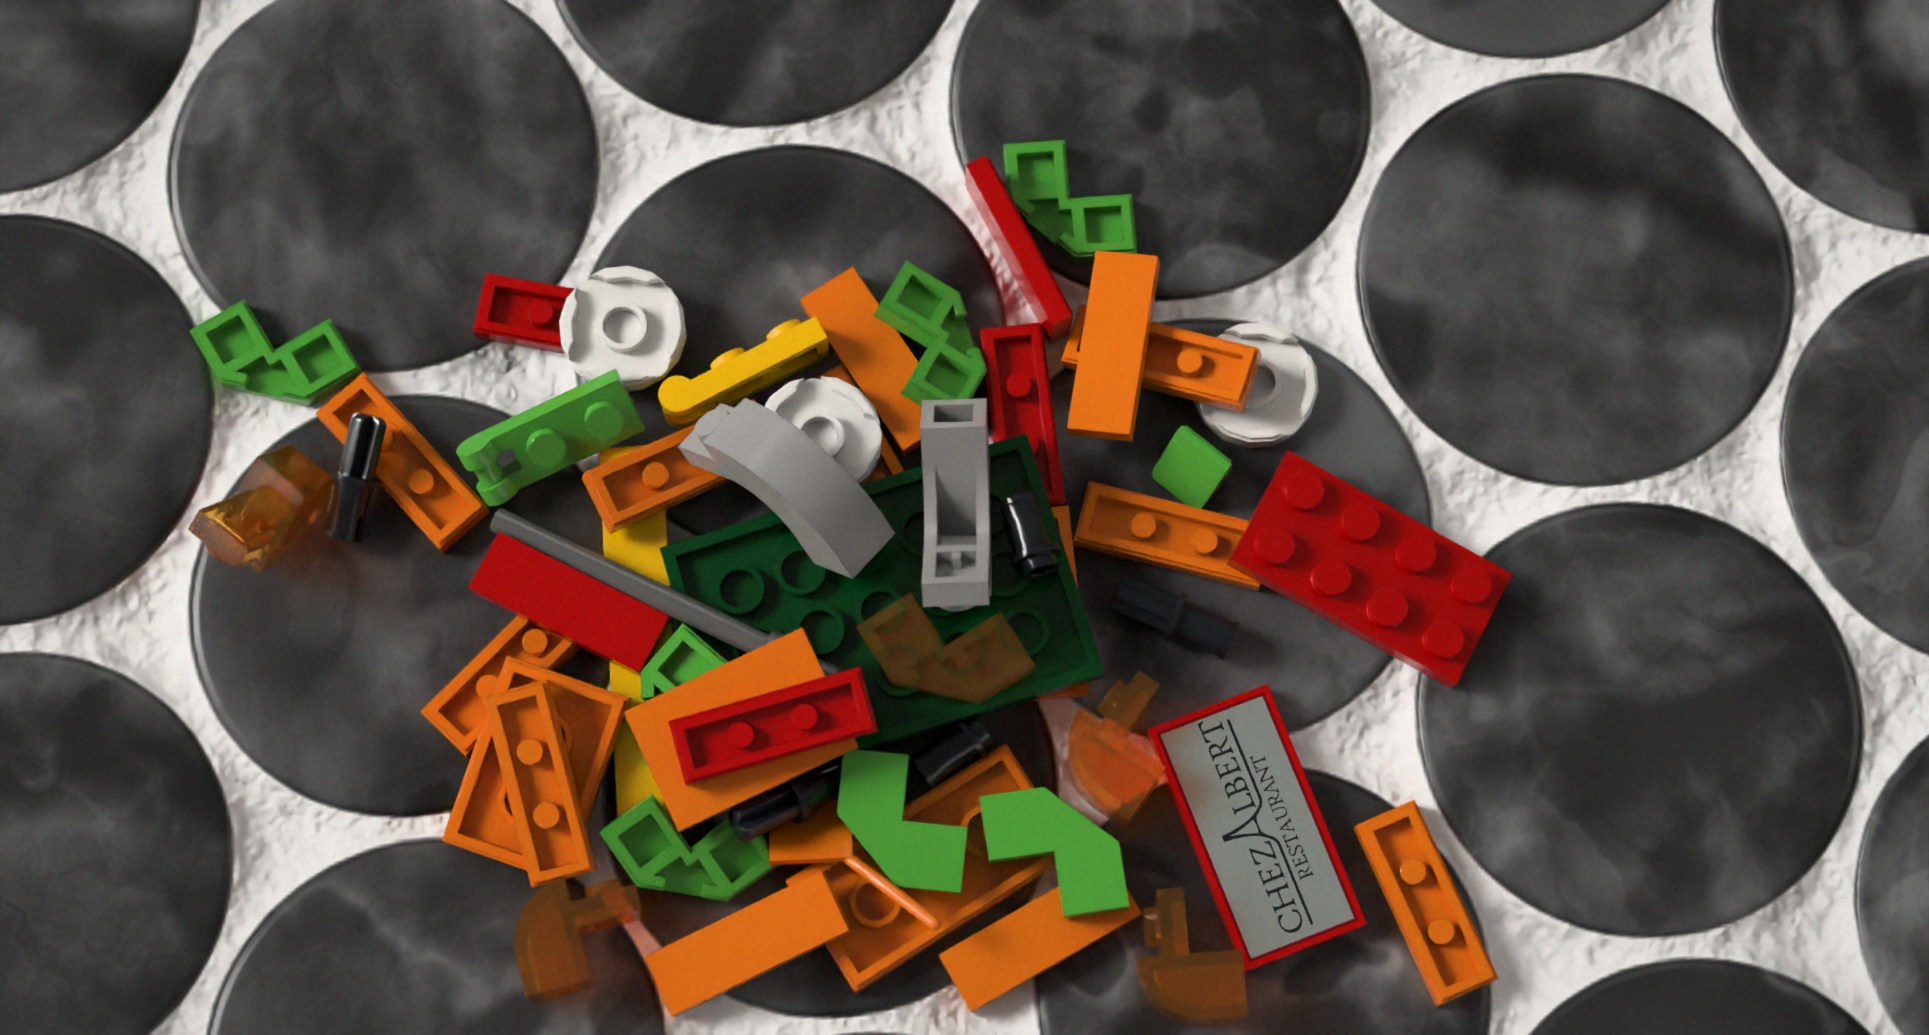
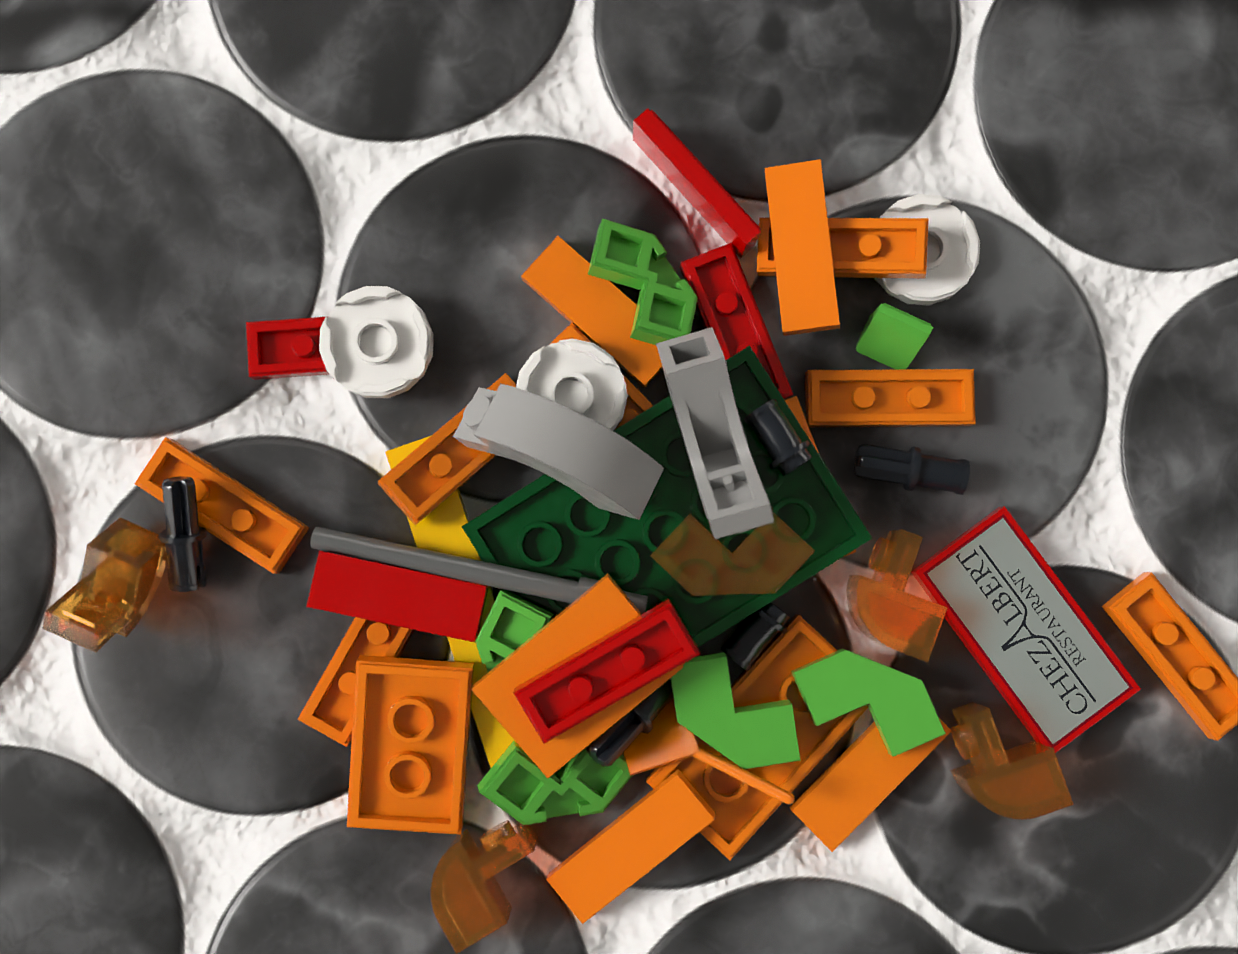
camera: 15 degrees left, 10 degrees up
(295, 373) = (110, 450): bright green tile -> none
(539, 783) = (415, 762): orange tile -> none
(551, 436) = (341, 453): bright green plate -> none
(742, 374) = (490, 354): yellow plate -> none
(1074, 226) = (735, 150): bright green tile -> none
(1369, 569) = (1064, 384): red plate -> none

